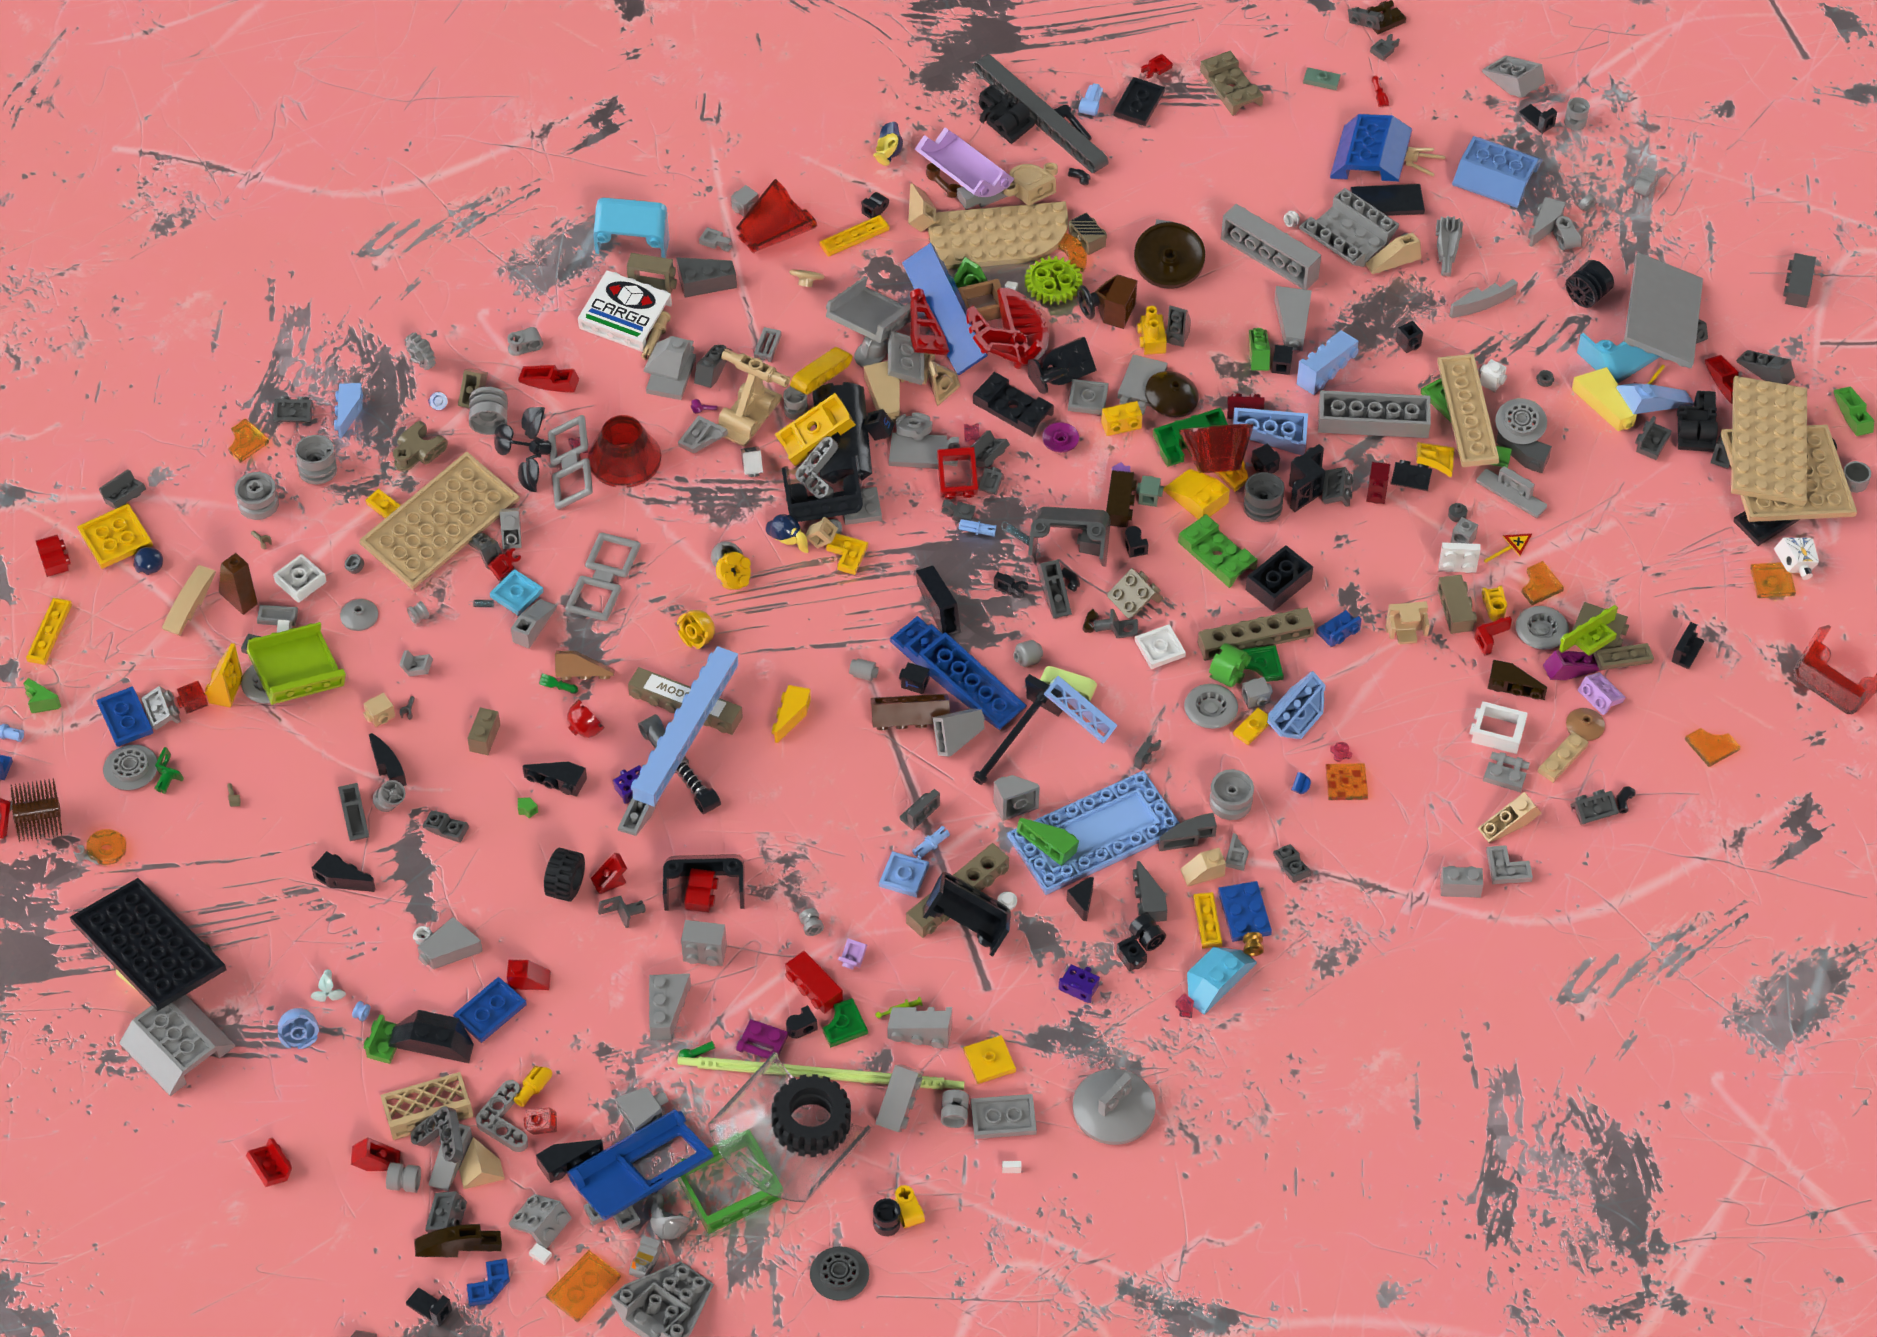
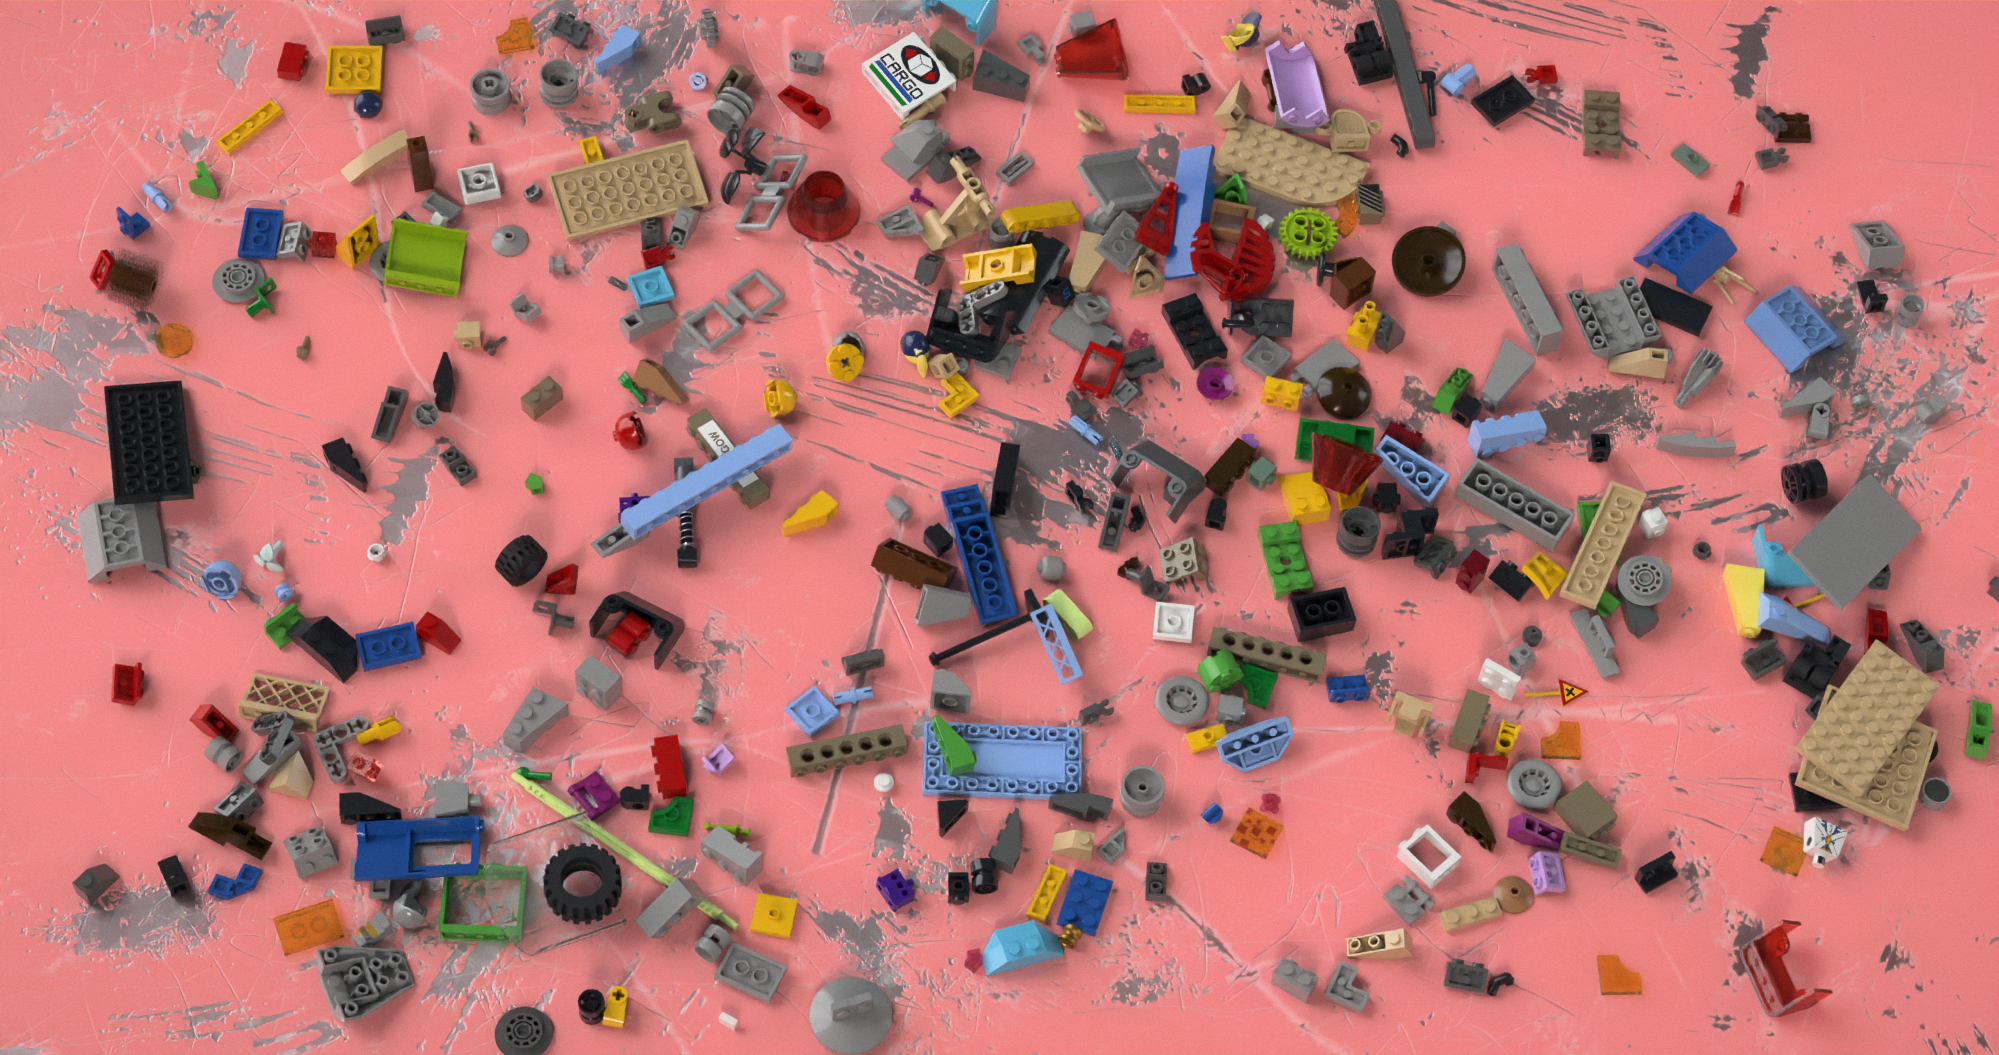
camera: 25 degrees right, 5 degrees up
(448, 945) = (390, 572): light grey slope -> none
(540, 1254) = (292, 880): white piece -> none
(557, 775) = (580, 471): black slope -> none
(971, 909) = (841, 770): black windscreen -> none
(1291, 219) = (1568, 281): white plate -> none
(1592, 634) = (1569, 815): lime bracket -> none

